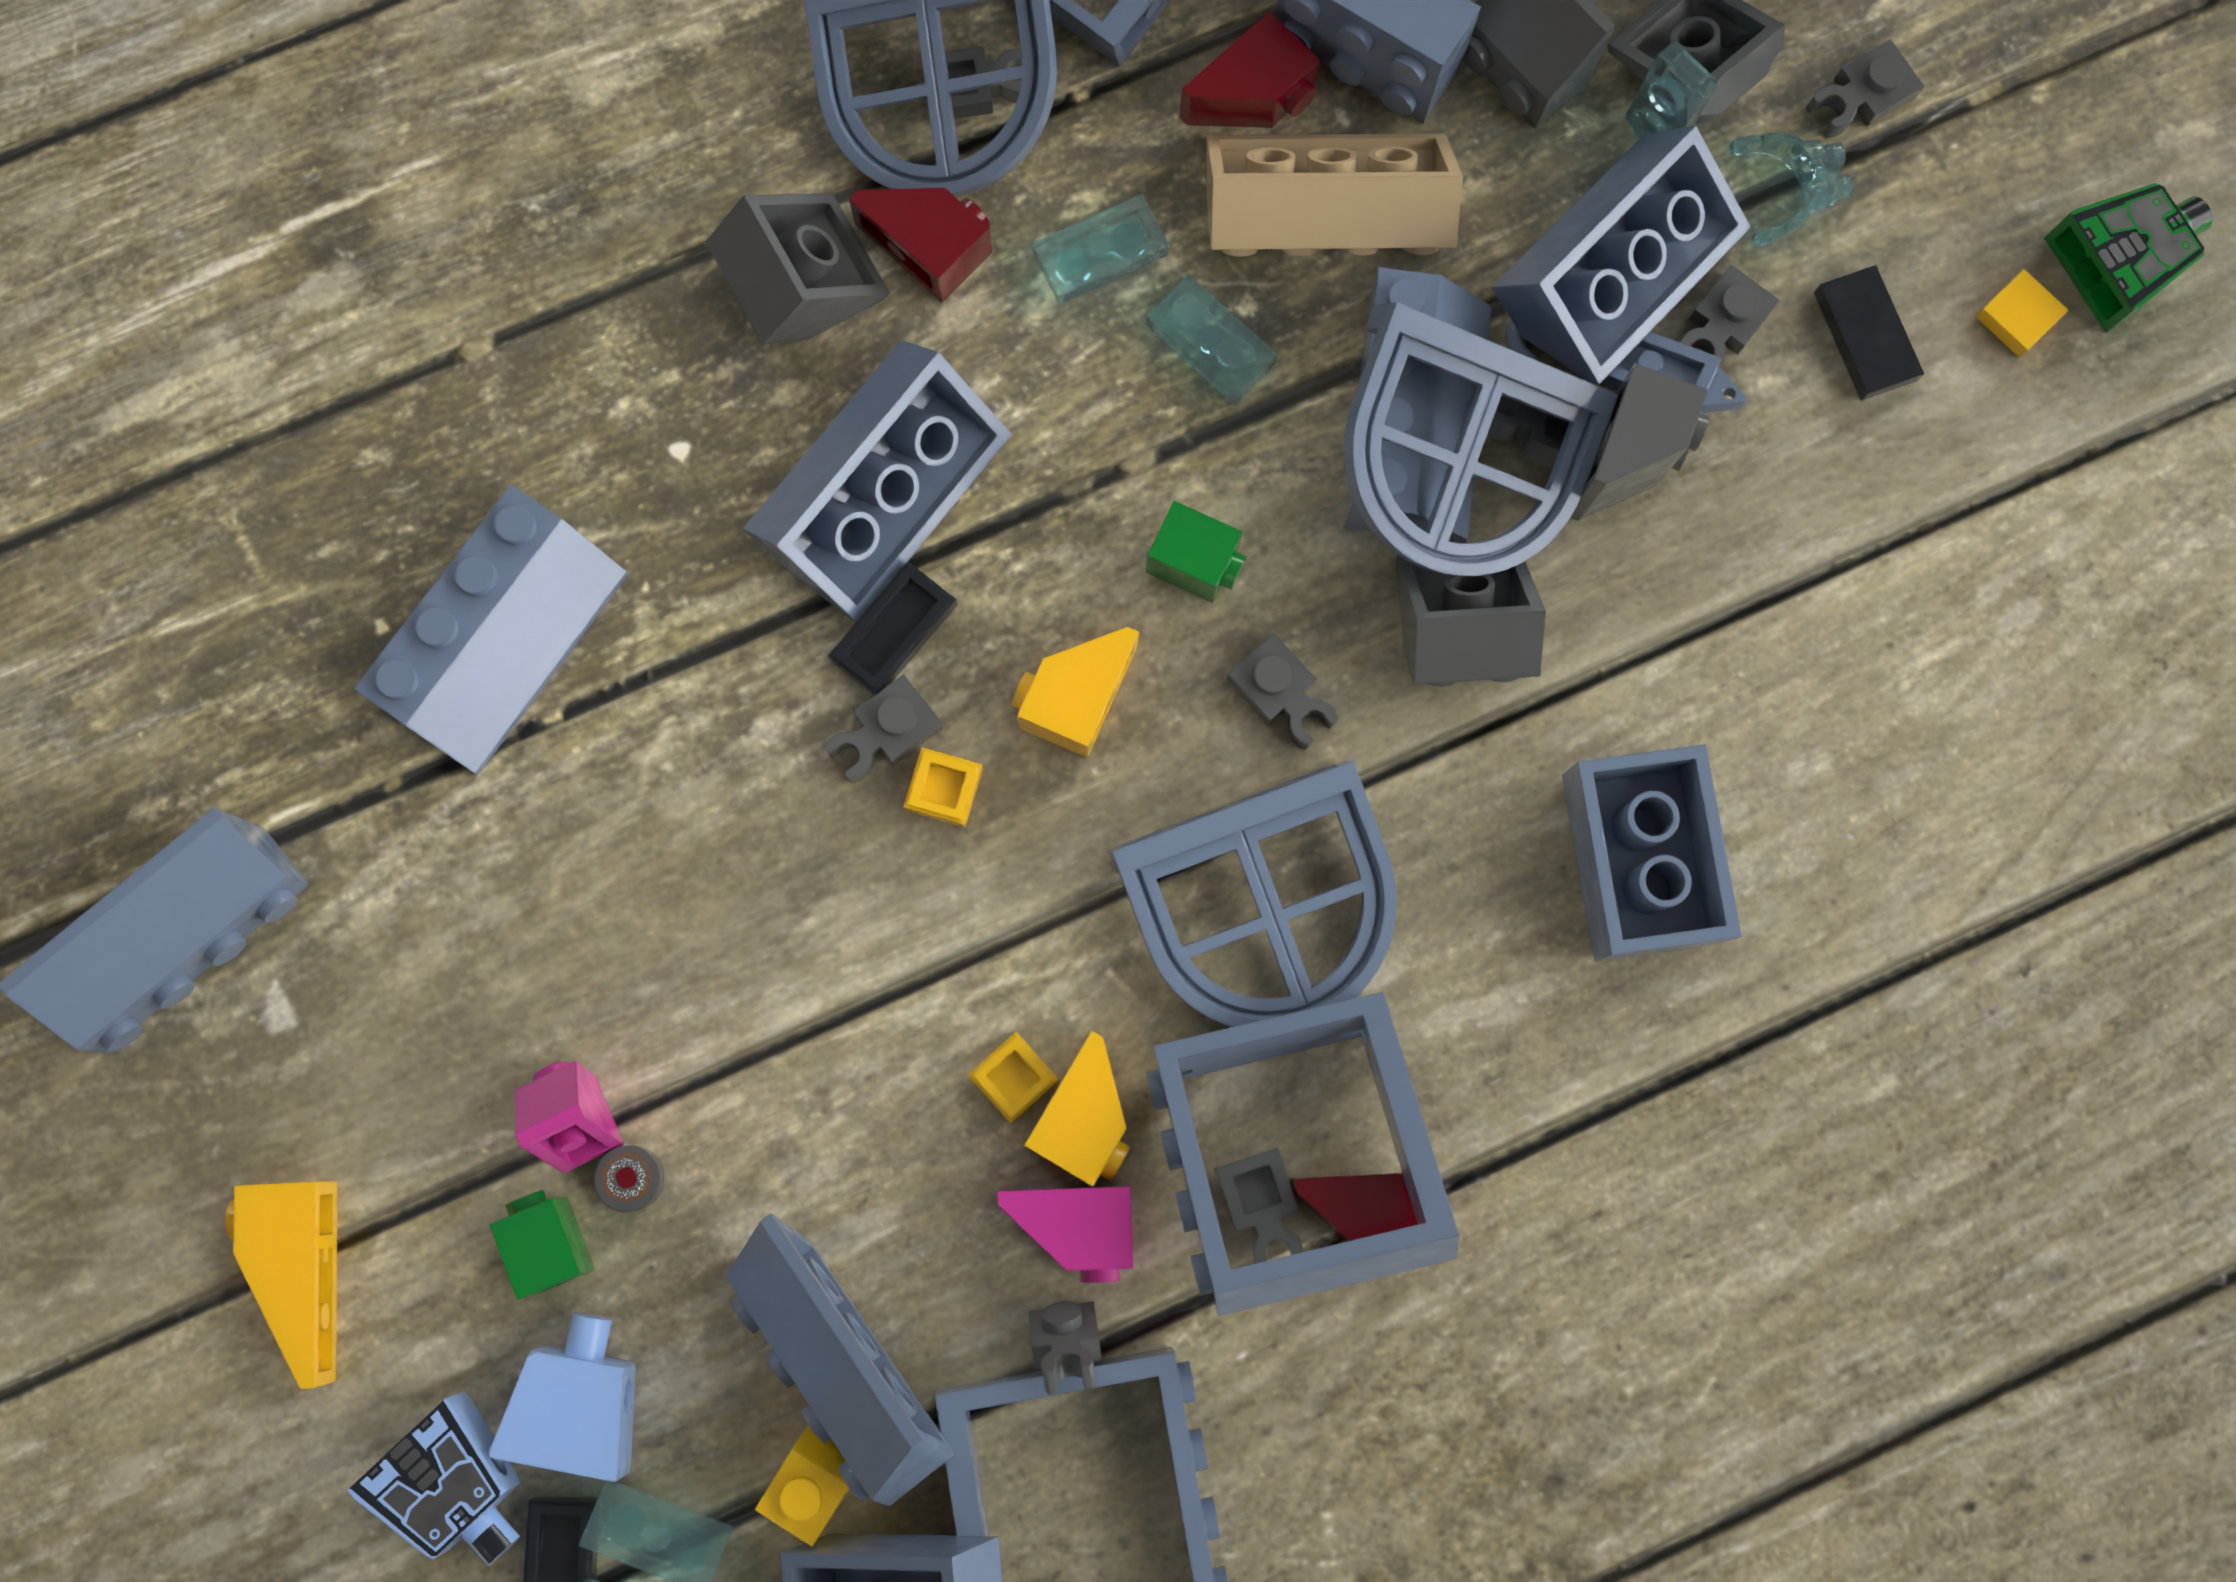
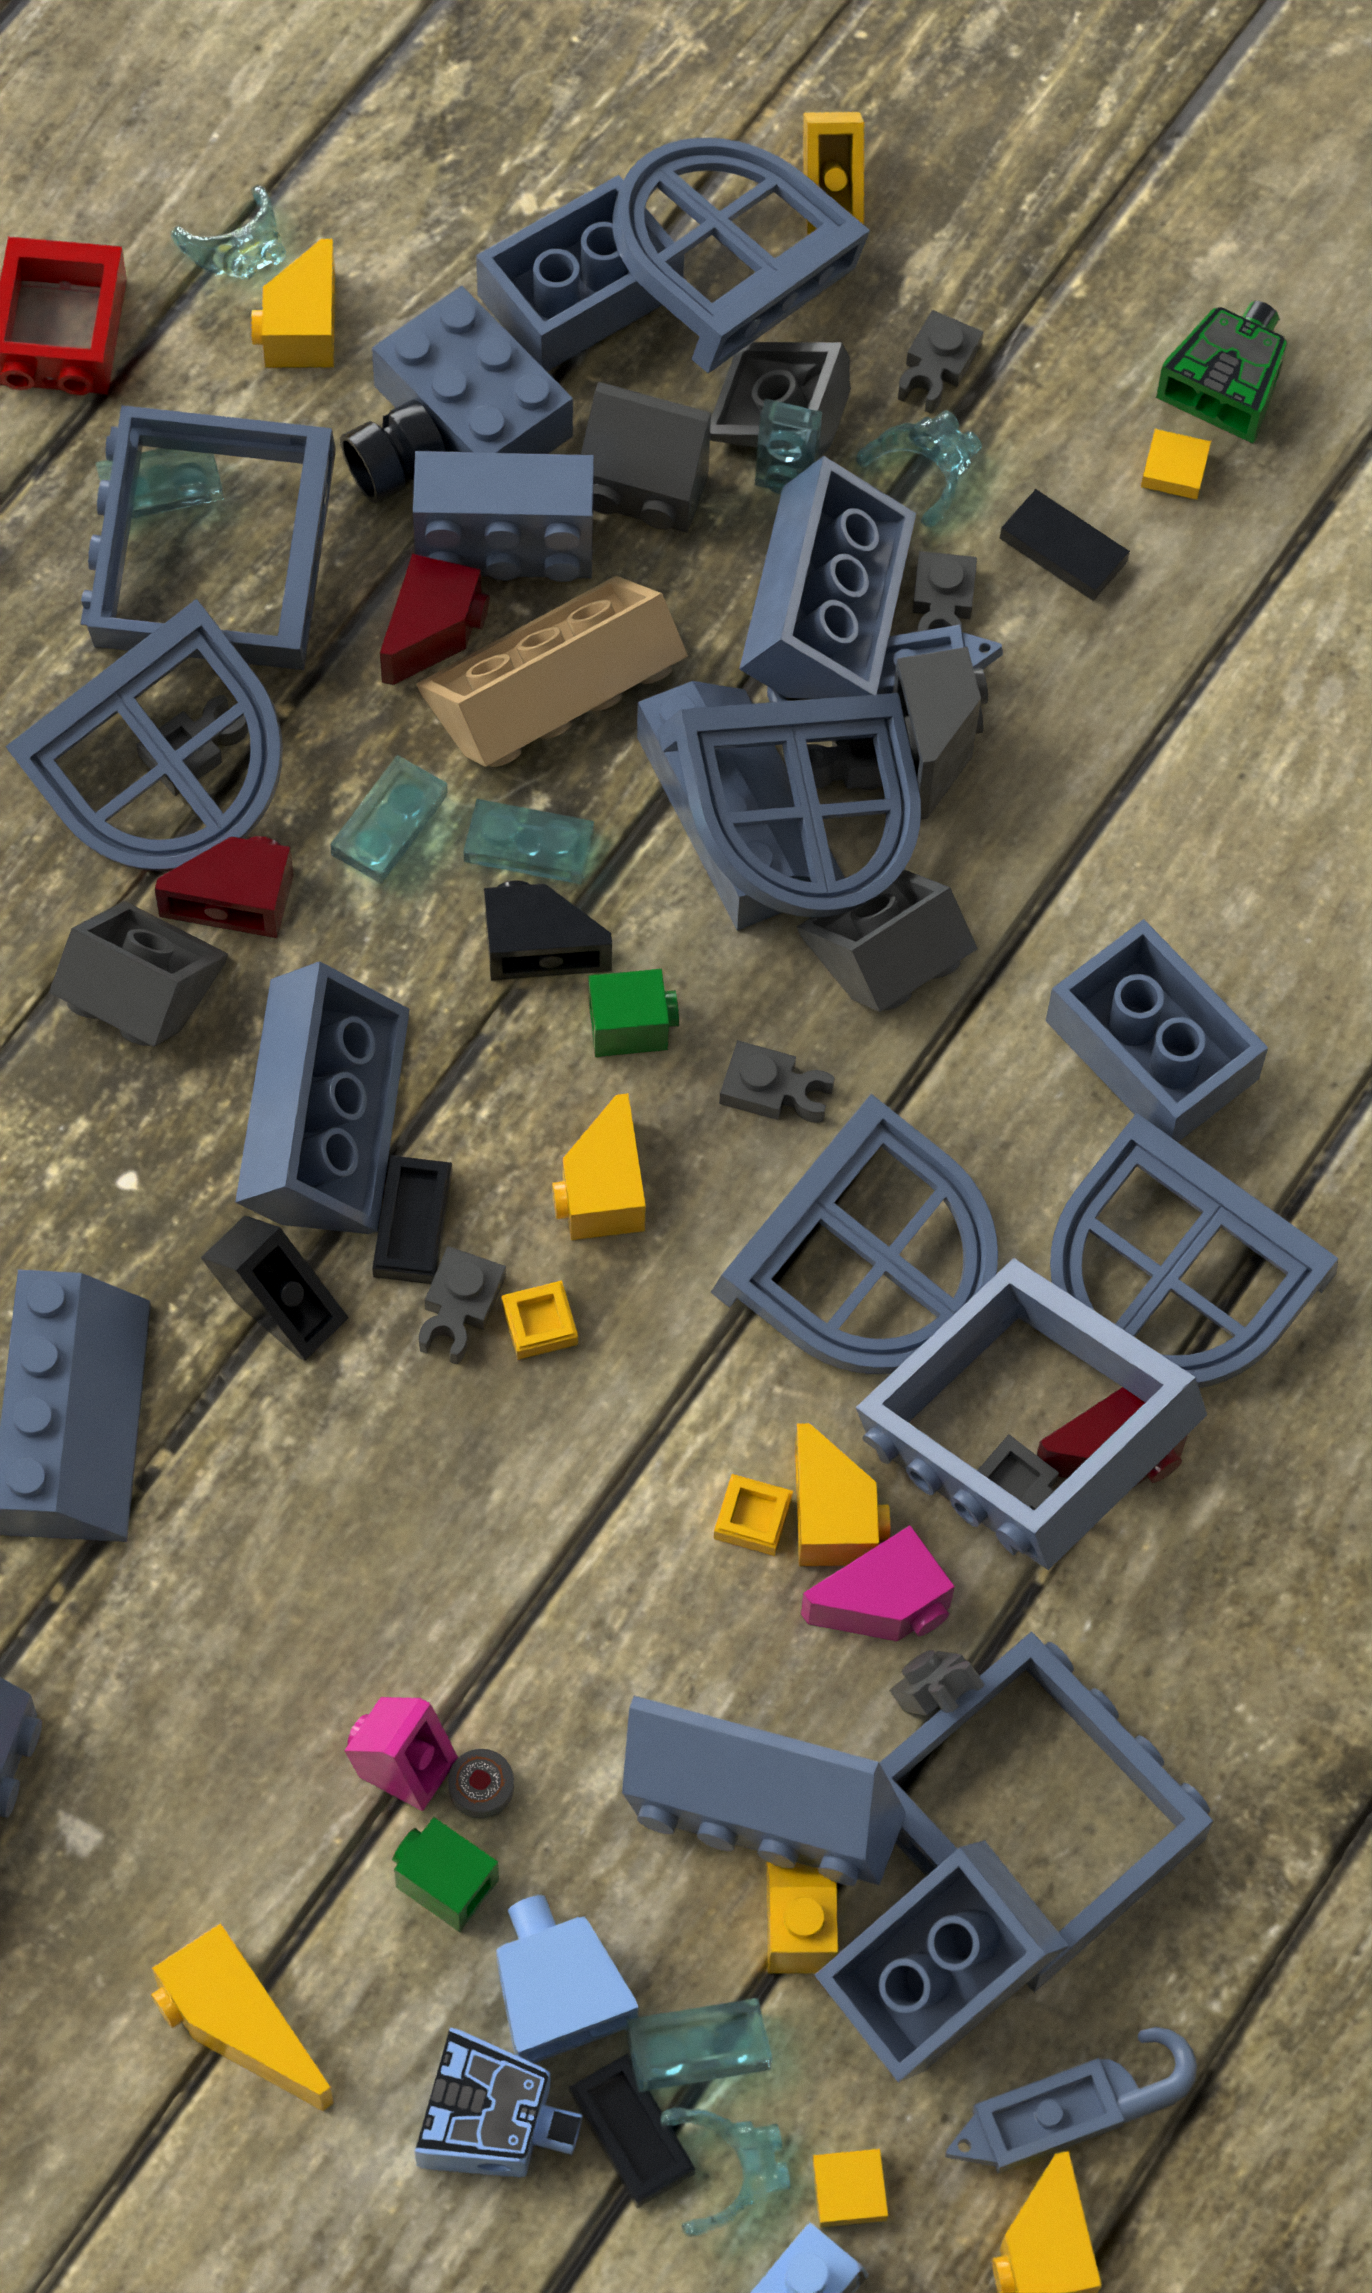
camera: 30 degrees left, 15 degrees down
(731, 624) = (275, 1285): none -> black slope
(1161, 431) = (541, 934): none -> black slope
(1604, 1053) = (1223, 1206): none -> sand blue window

